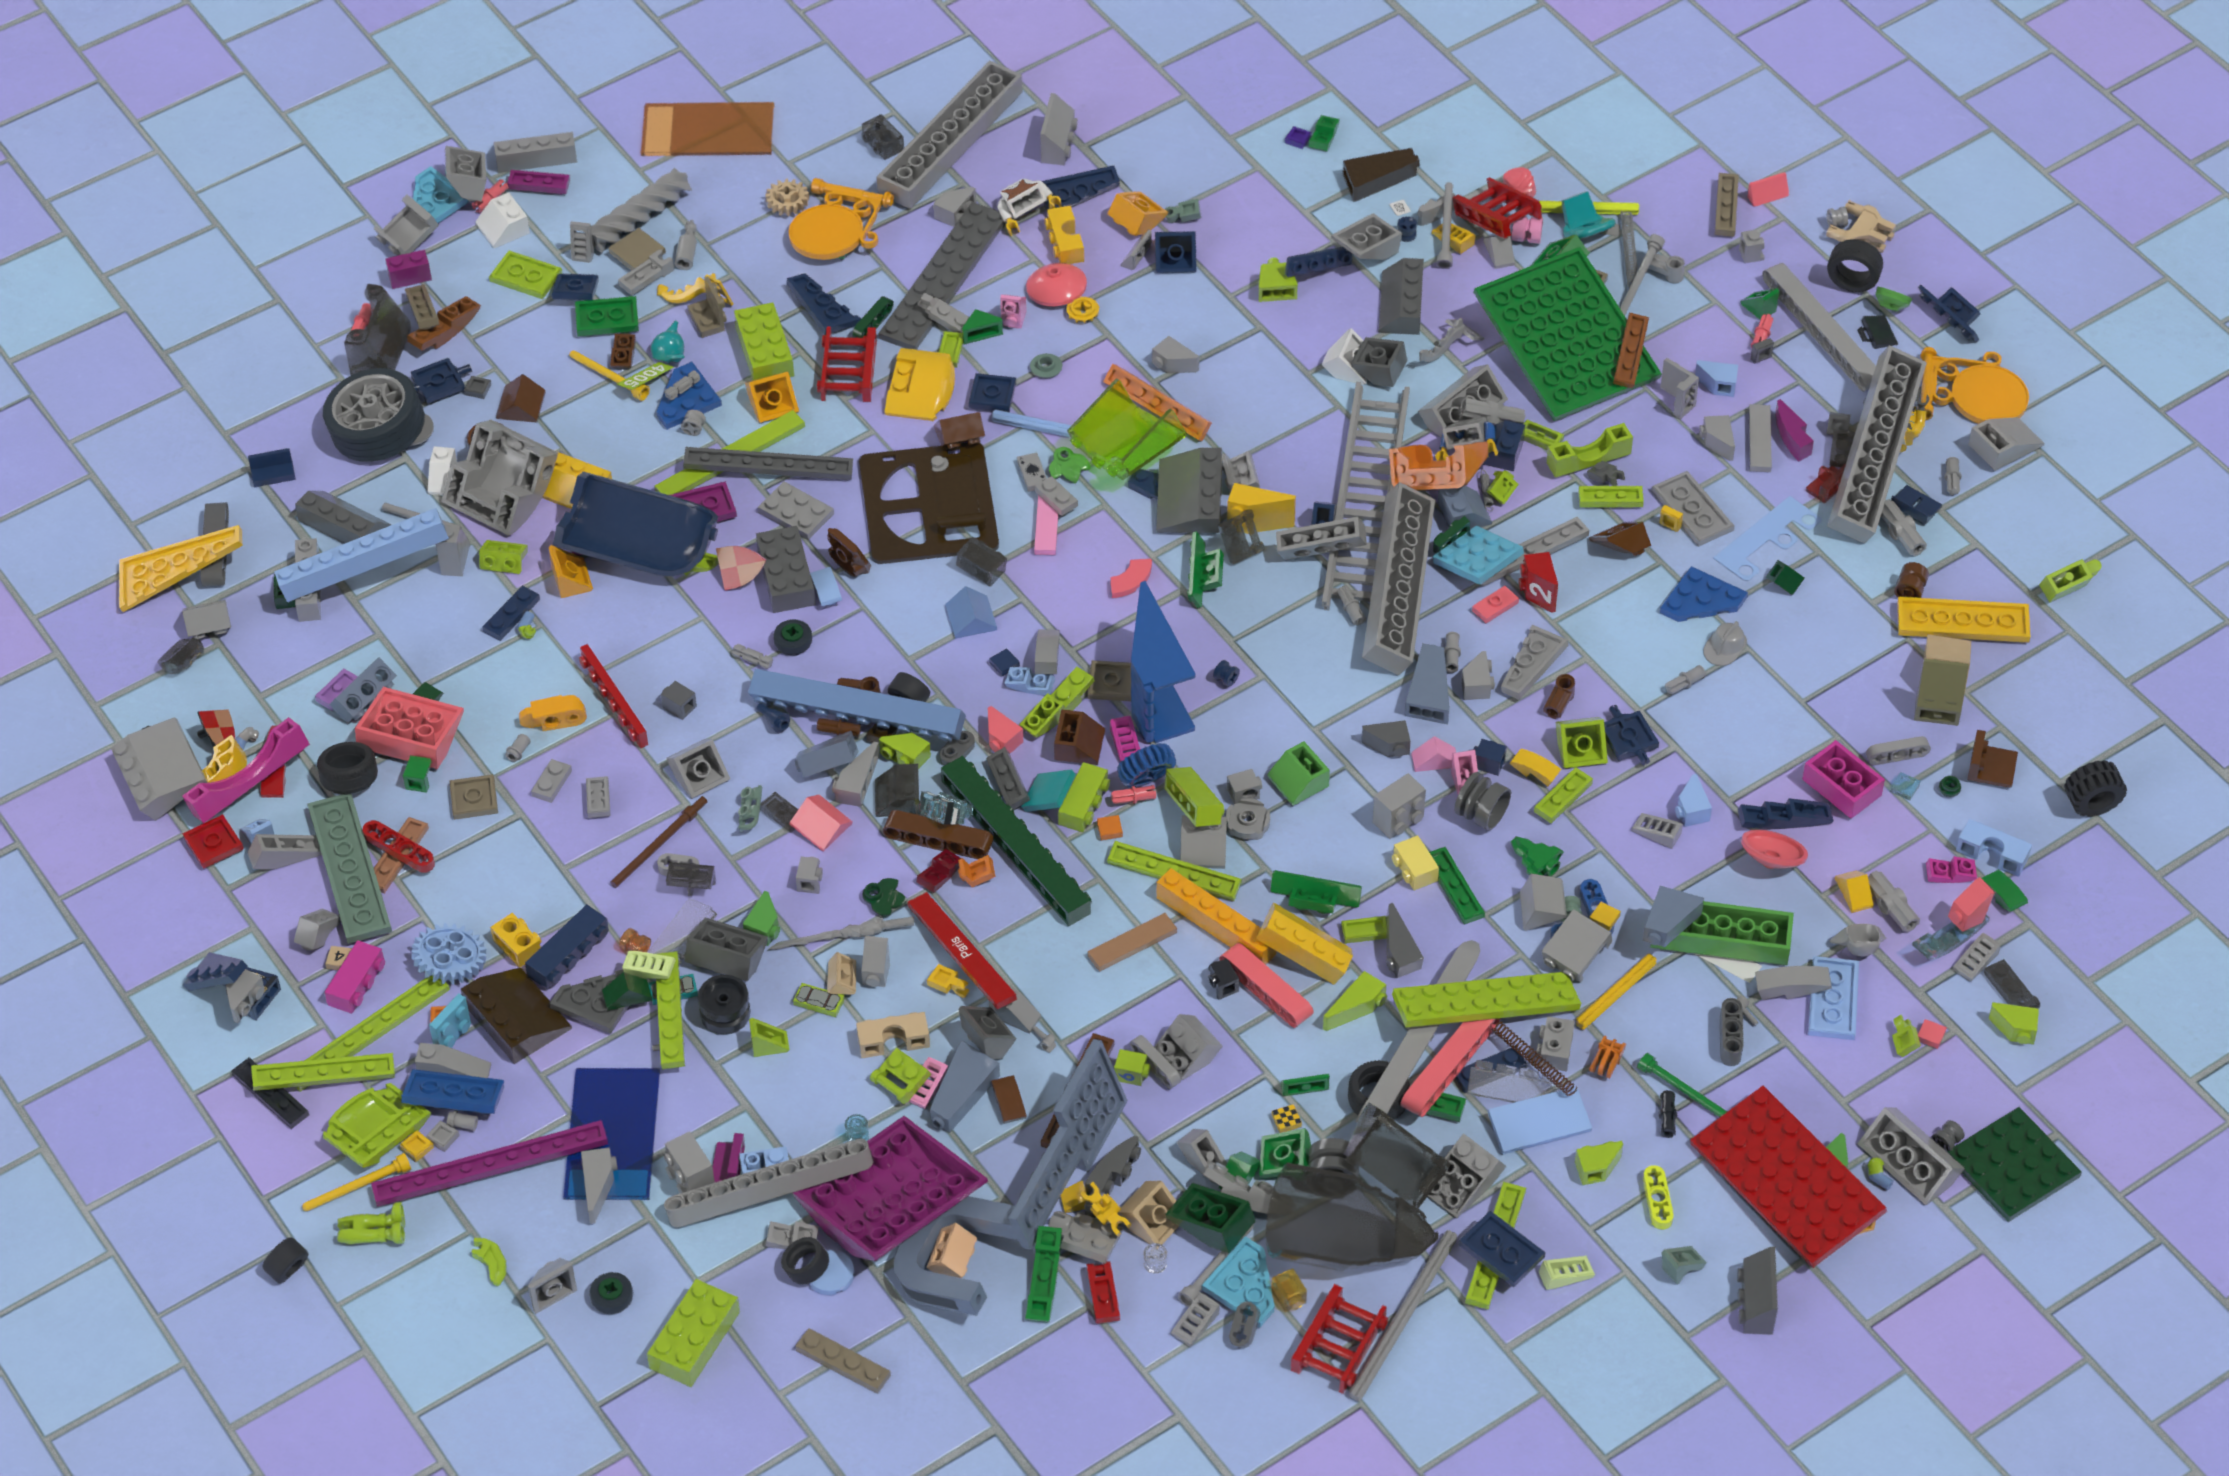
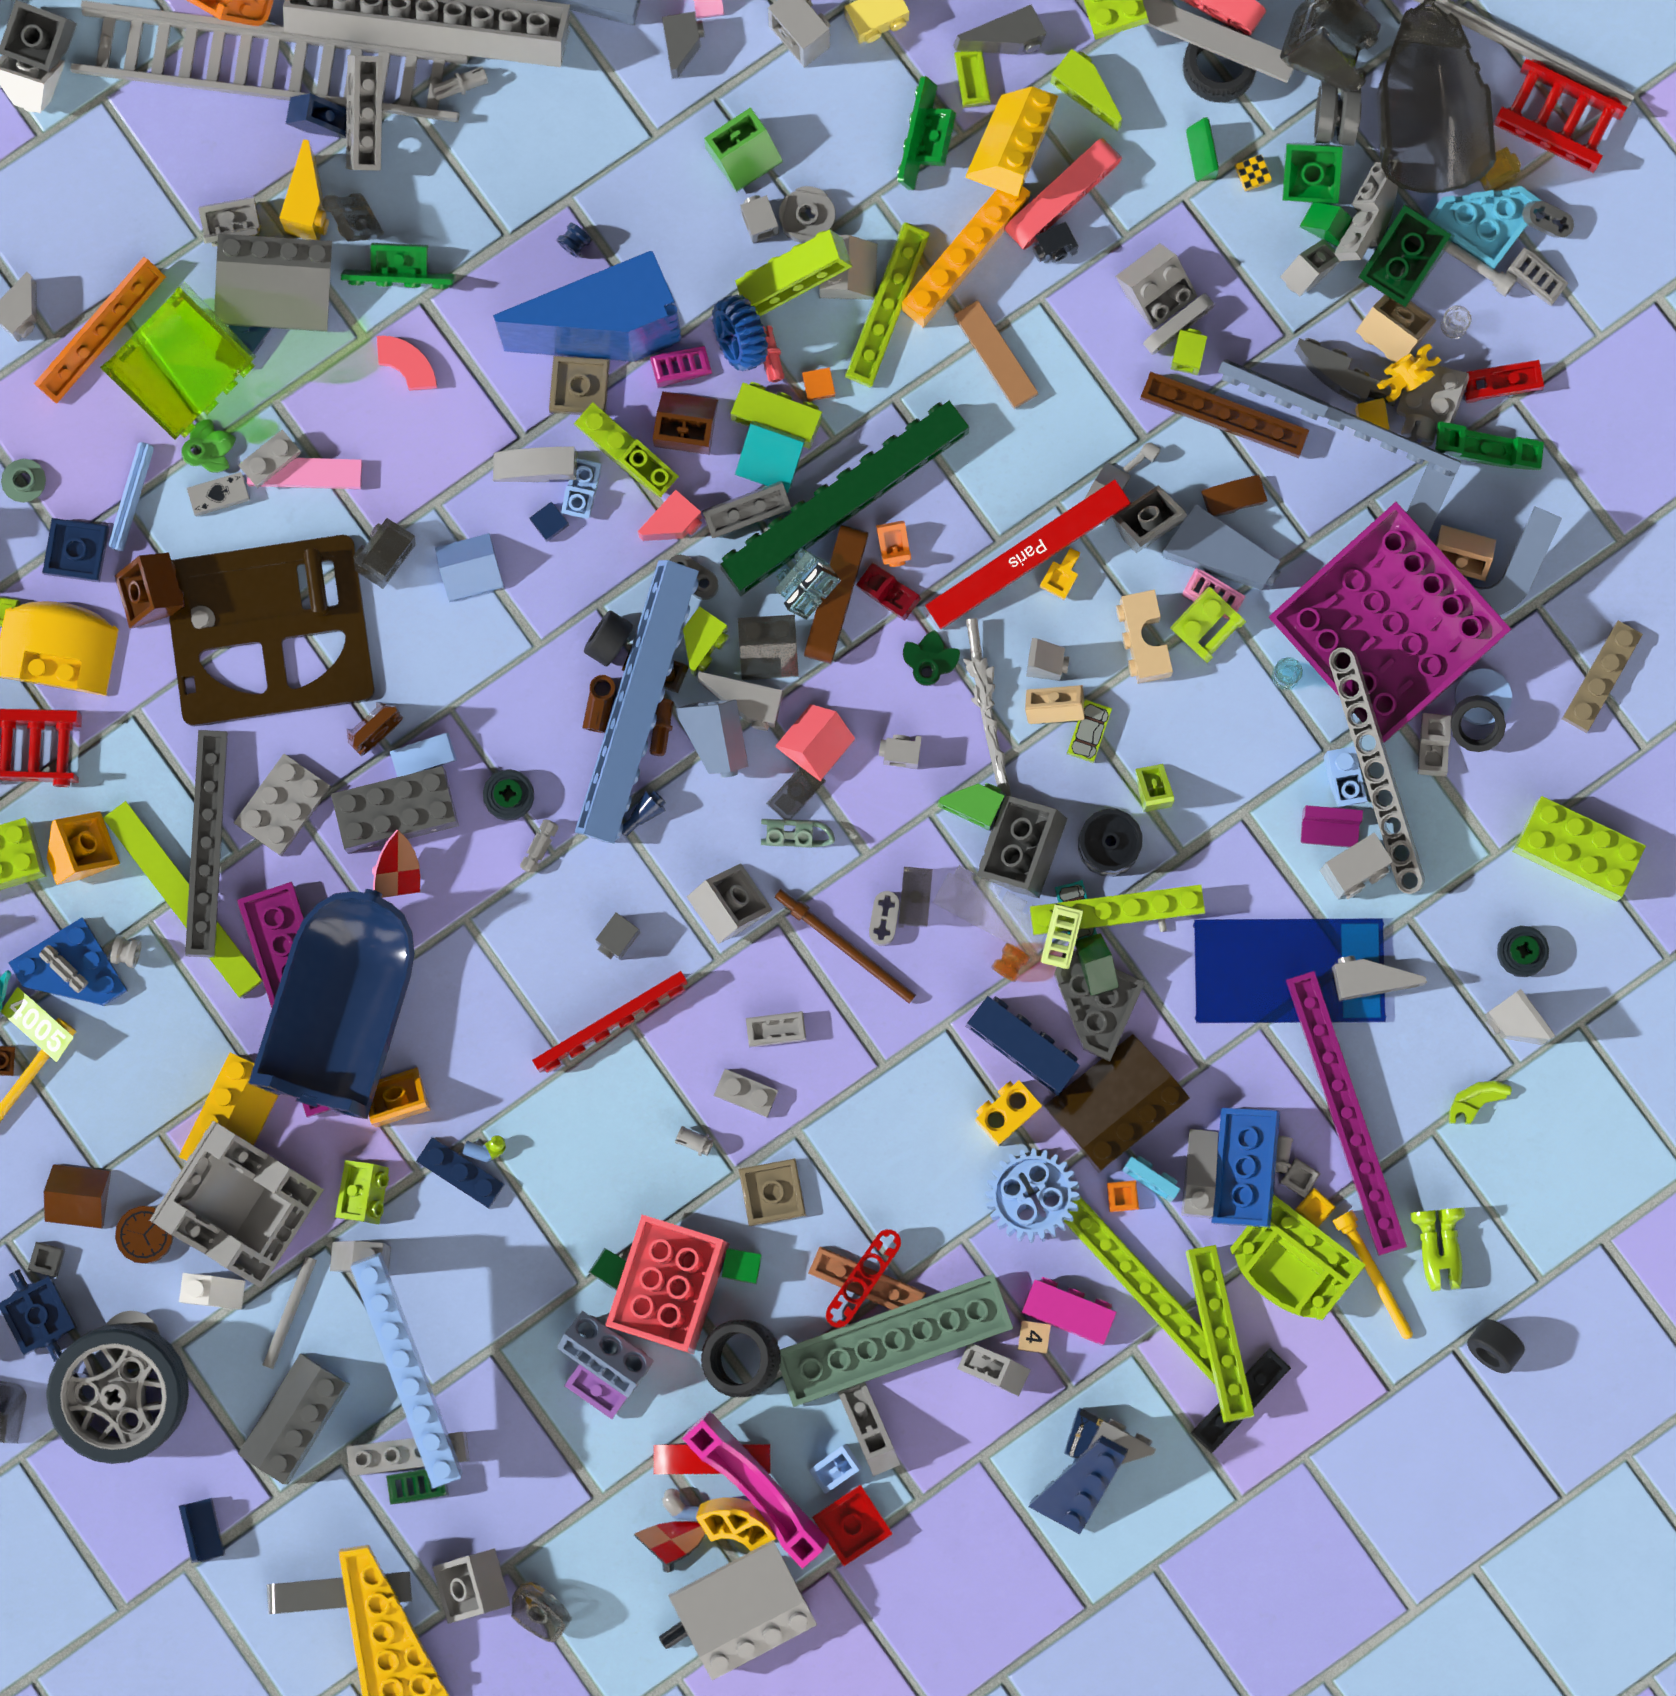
camera: 90 degrees left, 30 degrees up
(554, 713) = (641, 1096): light orange piece -> none

